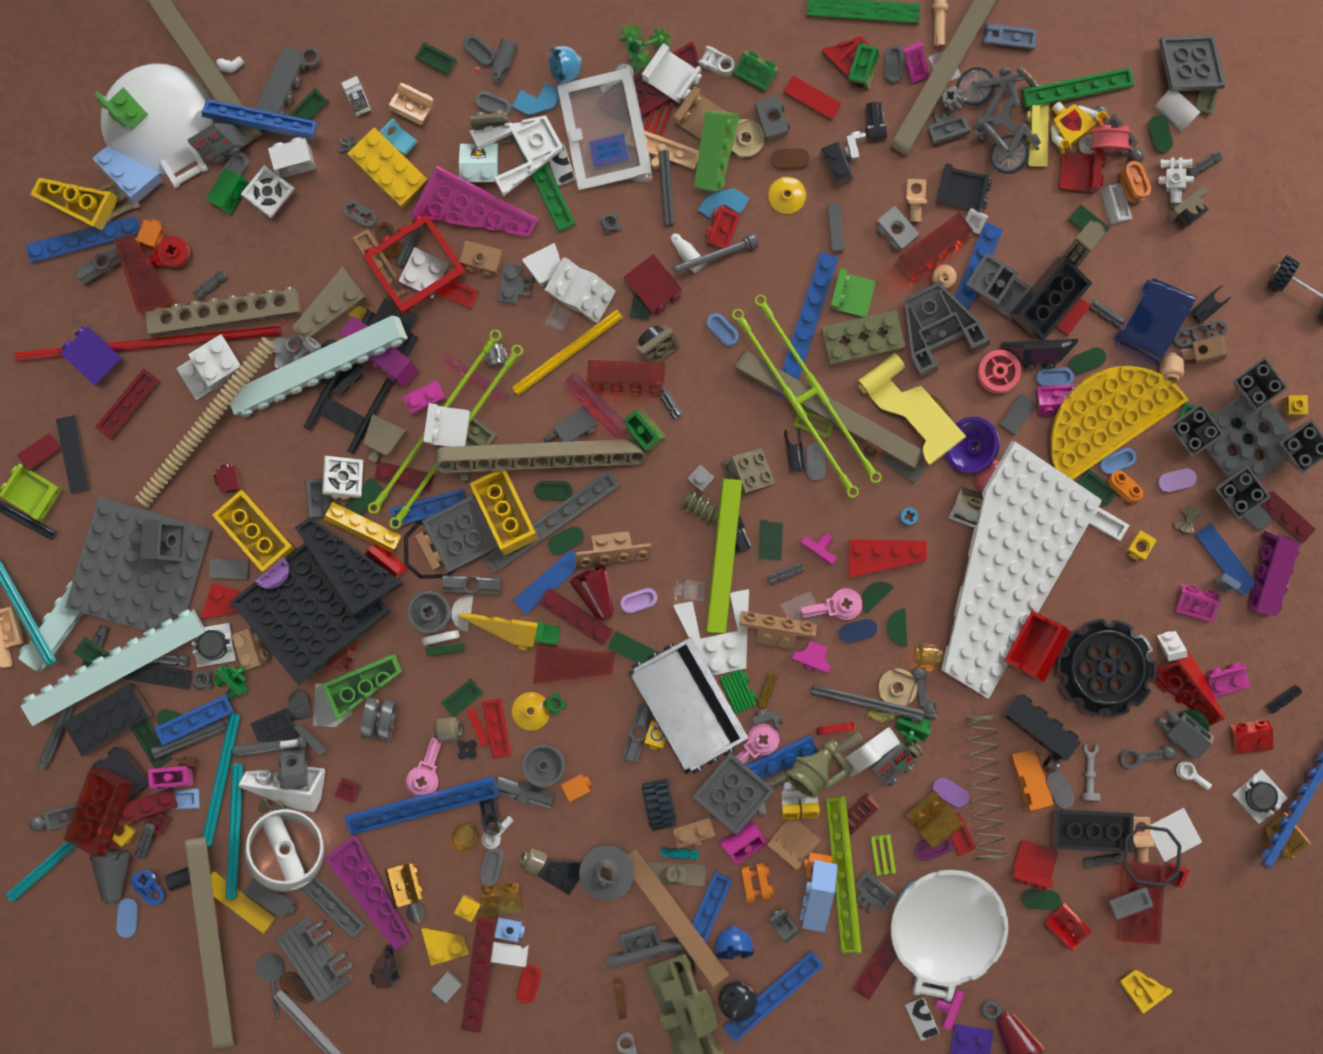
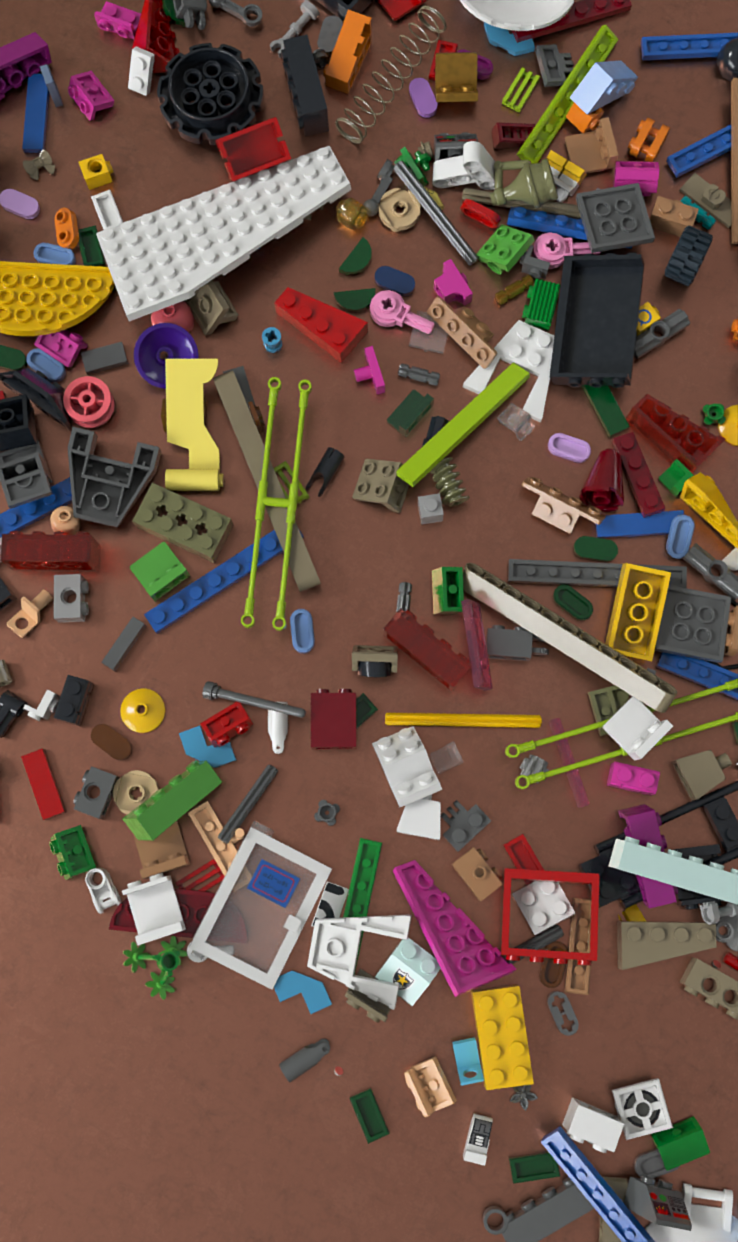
camera: 140 degrees left, 5 degrees down
(409, 478) = (699, 713): dark red plate -> none
(479, 50) = (319, 1089): dark grey tile -> none
(490, 102) = (348, 1022): flat silver tile -> none
(514, 592) = (680, 536): none -> medium blue tile
(564, 64) = (248, 1005): dark azure cylinder -> none
(733, 943) = (707, 104): blue cylinder -> none
(784, 925) = (650, 90): dark grey bracket -> none
(796, 714) = (504, 248): none -> bright green plate
(815, 462) = (314, 449): flat silver tile -> none

